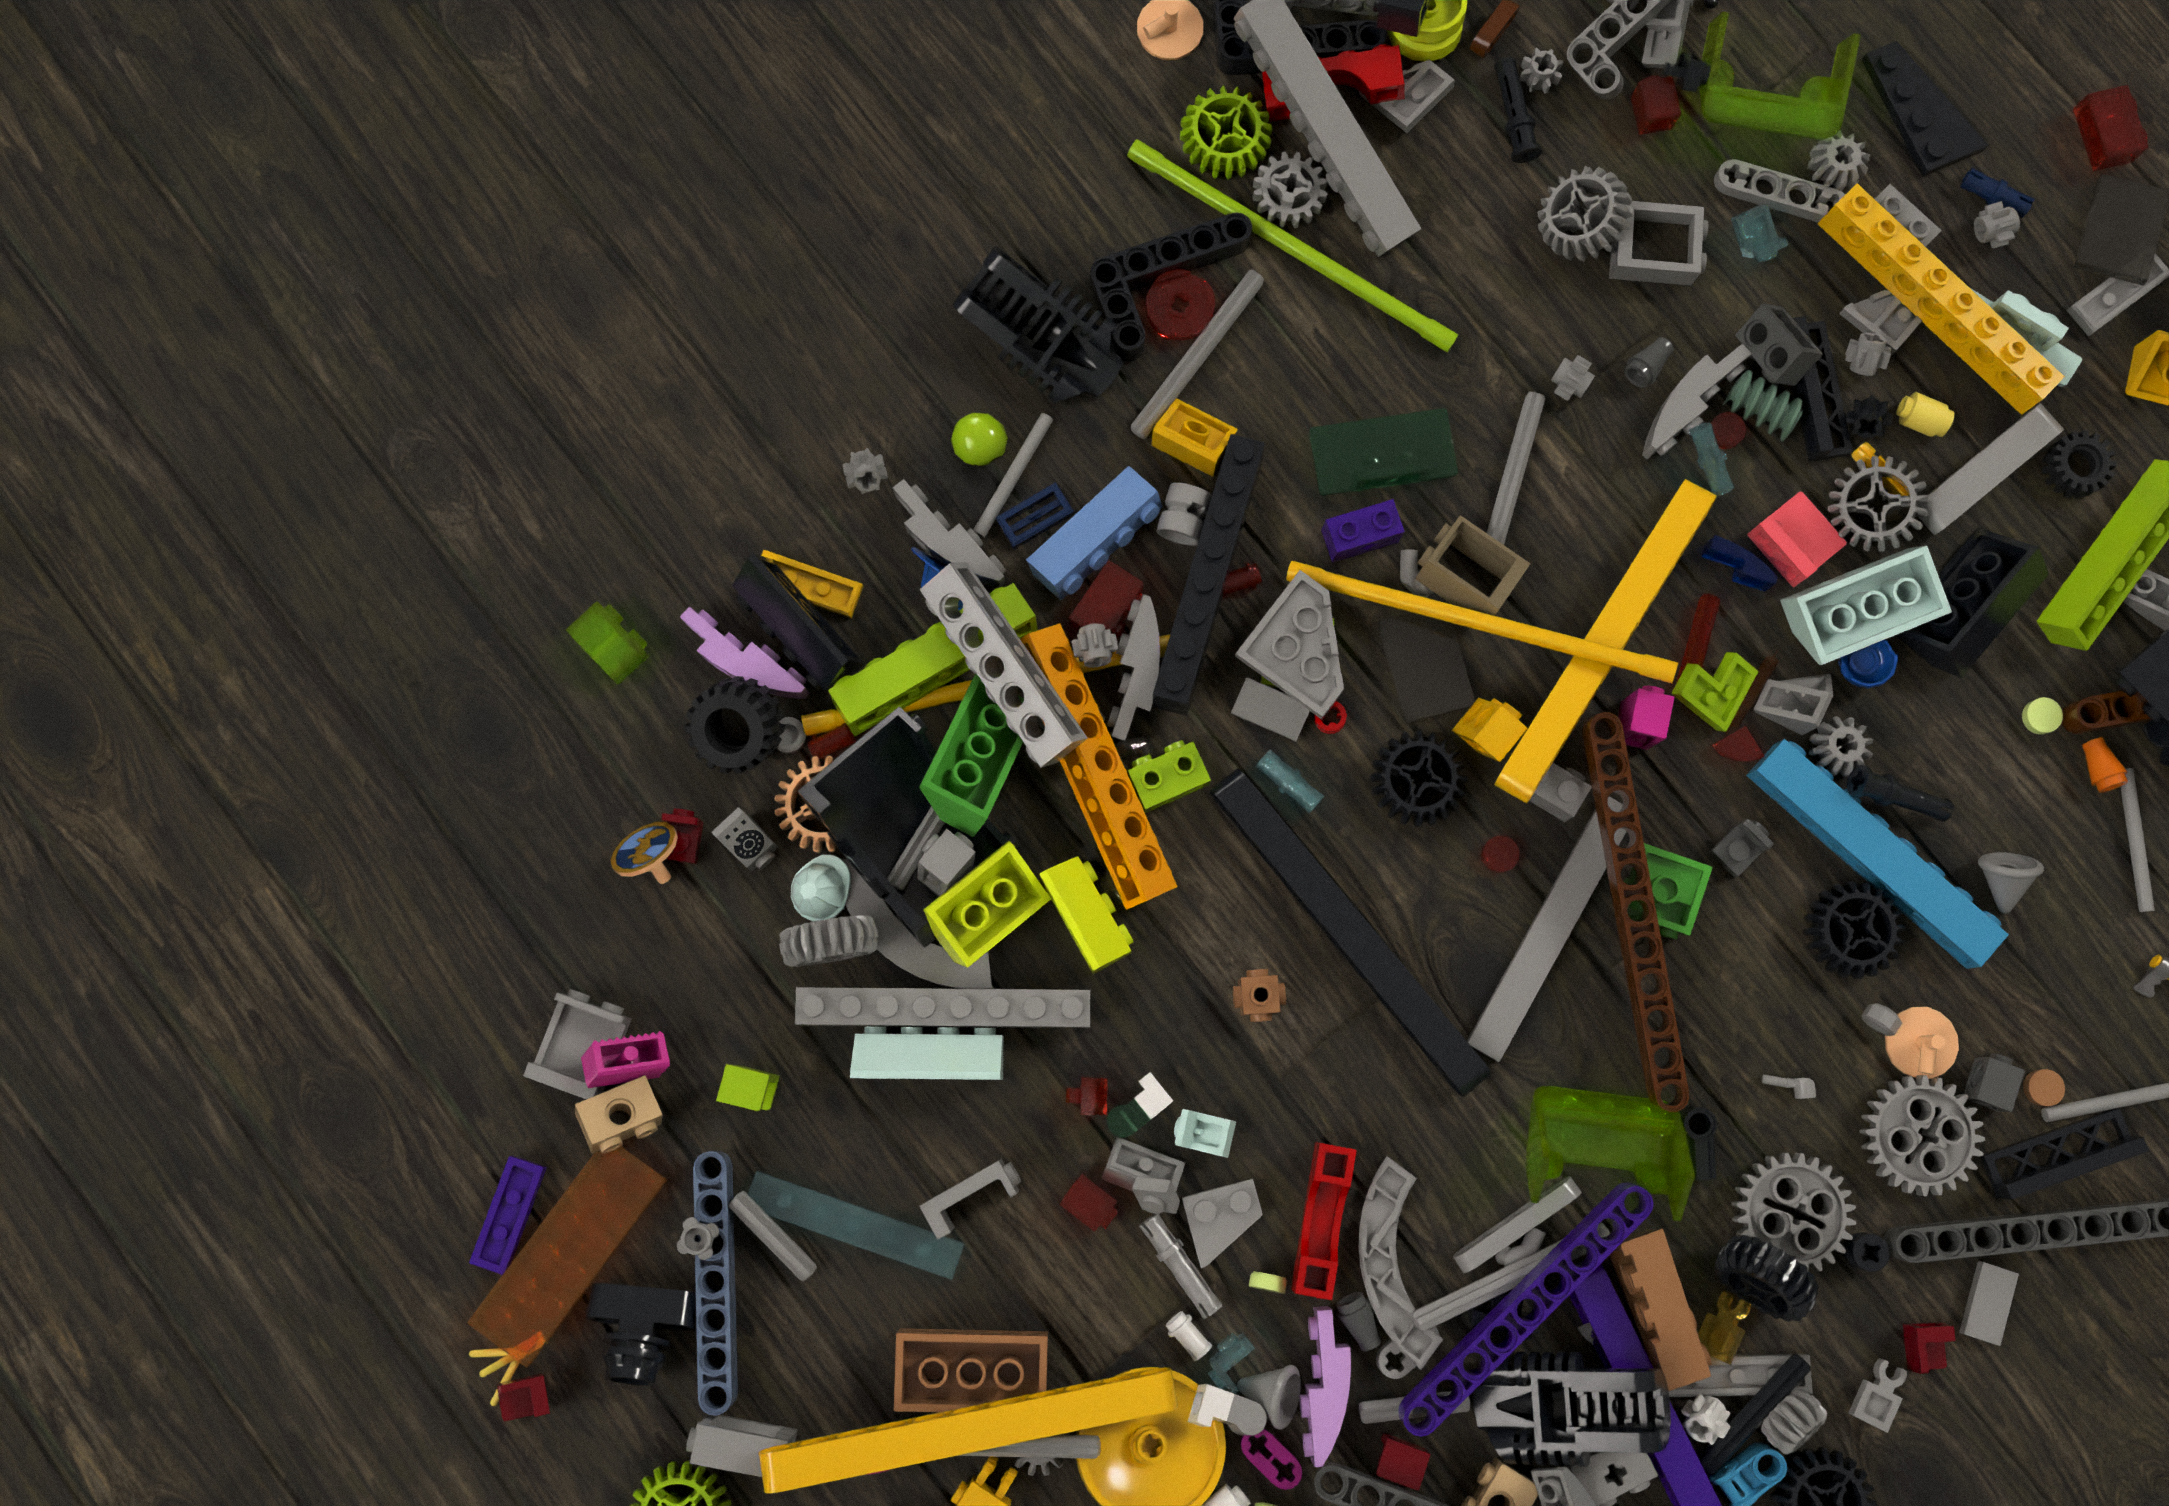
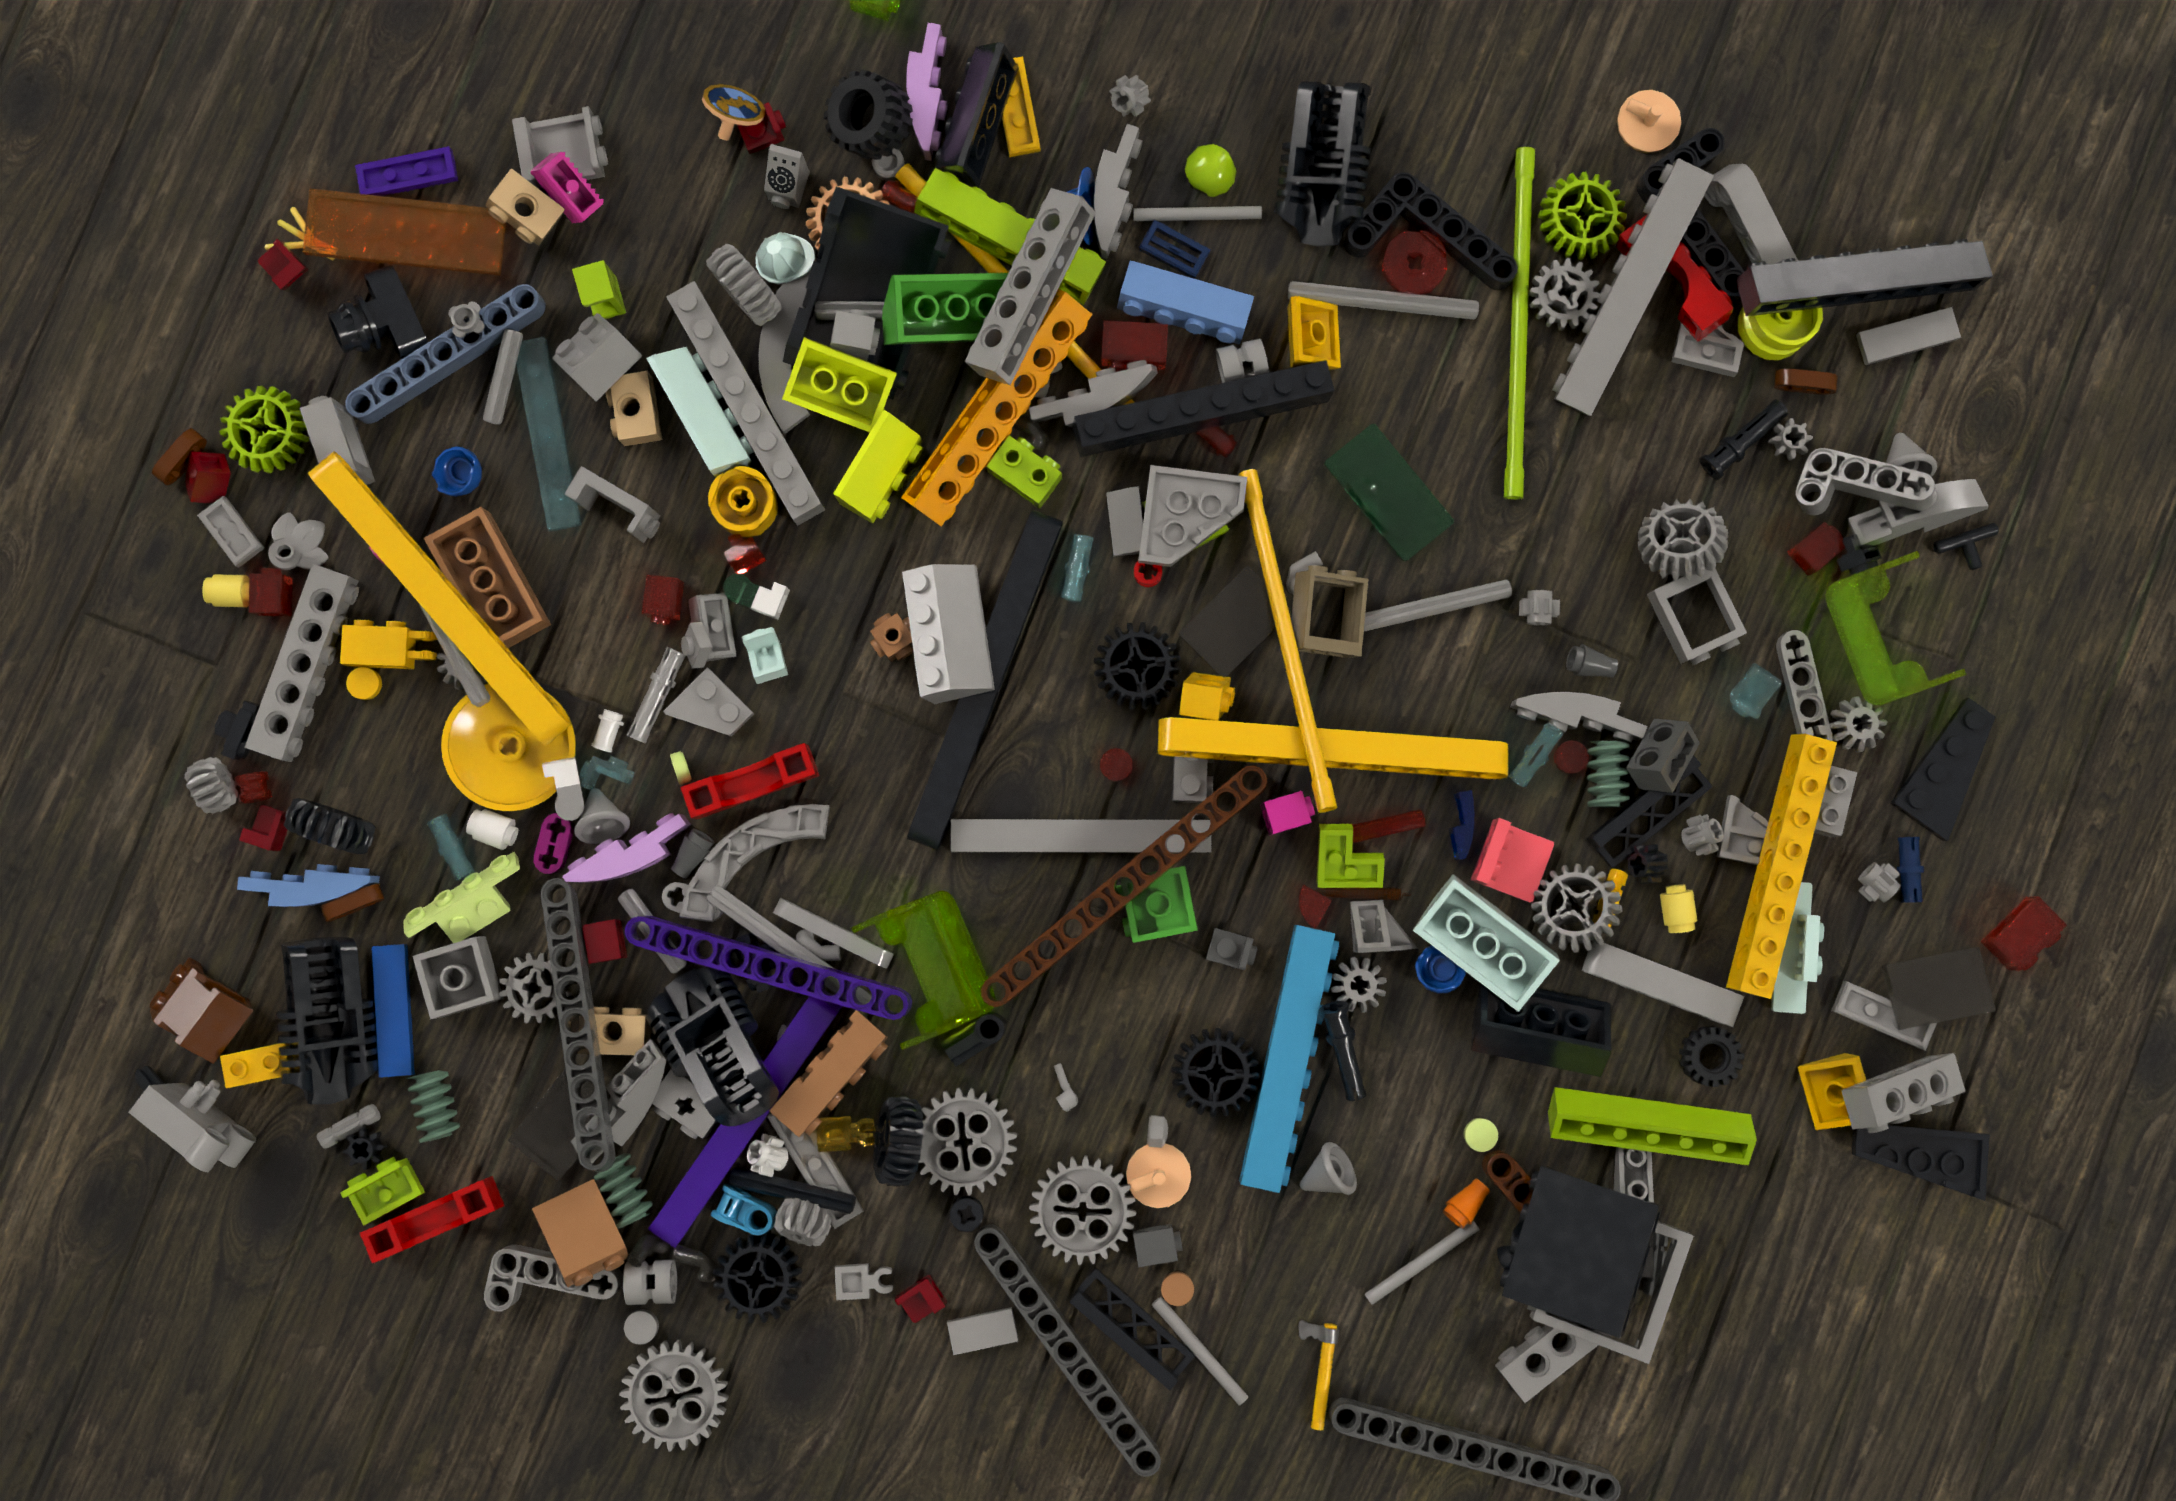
camera: 65 degrees right, 5 degrees up
(813, 1128) = (596, 356): none -> light grey brick
(841, 1338) = (457, 471): none -> blue hair
(862, 1111) = (644, 425): none -> tan brick
(1019, 1063) = (736, 485): none -> yellow brick
(1094, 645) = (1090, 351): light grey gear -> none
(1287, 938) = (948, 632): none -> light grey slope
(1362, 530) = (1311, 510): dark purple brick -> none

